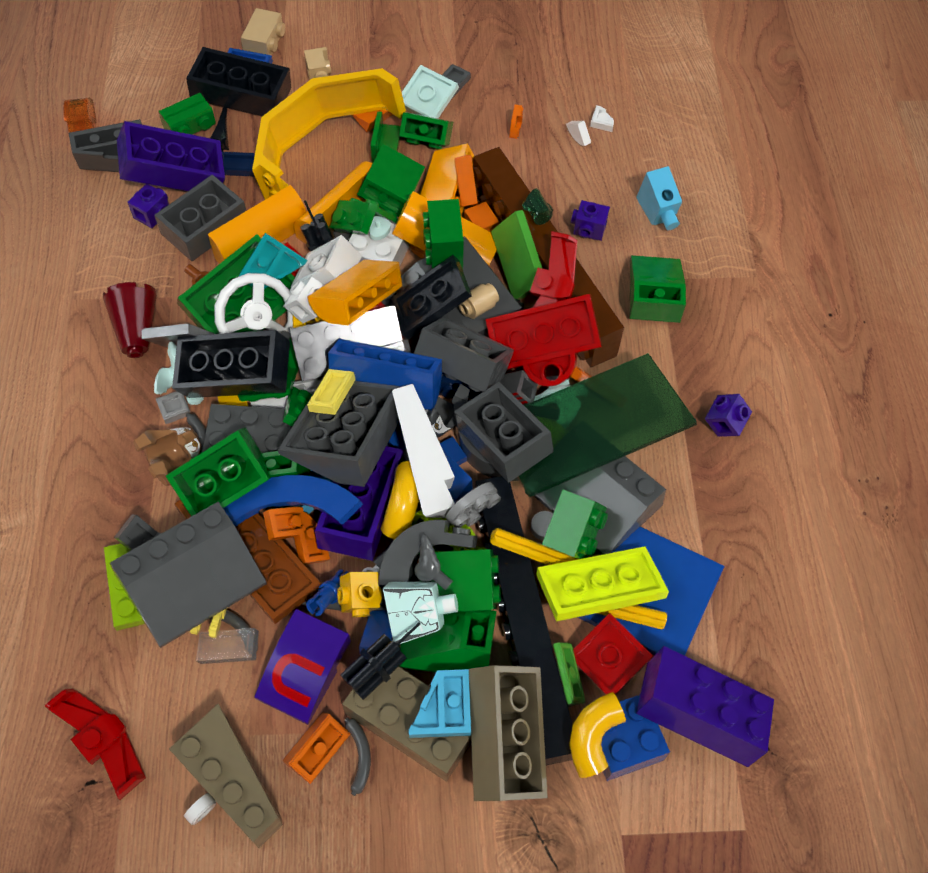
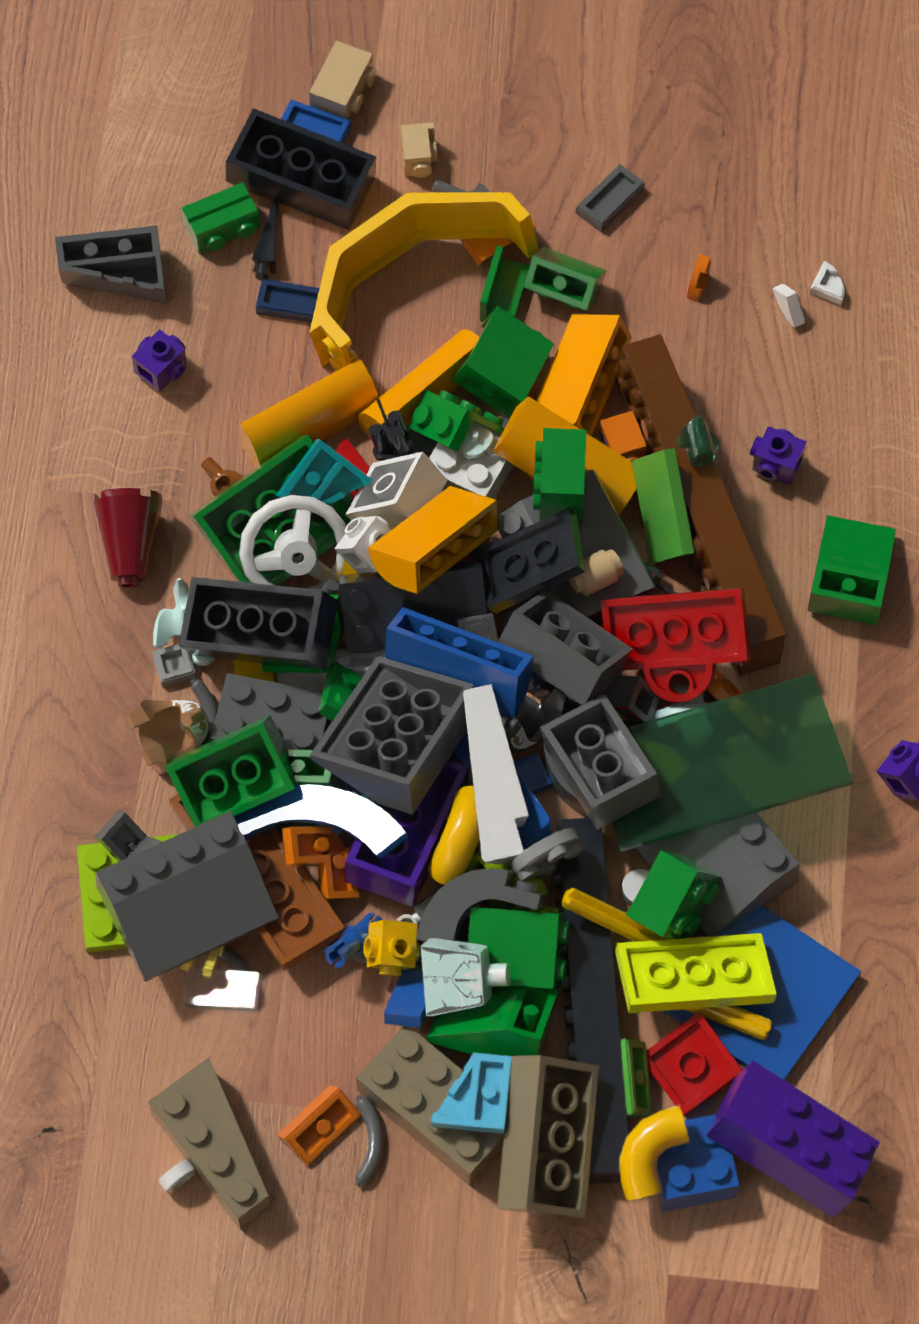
camera: 10 degrees right, 5 degrees up
(79, 114) = (68, 204): clear orange brick -> none
(99, 737) = (62, 1078): red plate -> none
(167, 157) = (196, 297): dark purple brick -> none
(167, 334) = (187, 569): flat silver tile -> none
(196, 214) = (230, 388): dark grey brick -> none
(302, 666) = (312, 1026): dark purple slope -> none
(331, 392) = (385, 681): light yellow tile -> none
(375, 665) = (401, 1036): black piece -> none
(428, 92) = (575, 215): light aqua tile -> none
(429, 566) = (481, 925): dark grey animal -> none
(466, 181) = (607, 379): orange slope -> none
(558, 281) = (705, 561): red plate -> none
(660, 198) = (884, 434): medium azure torso -> none

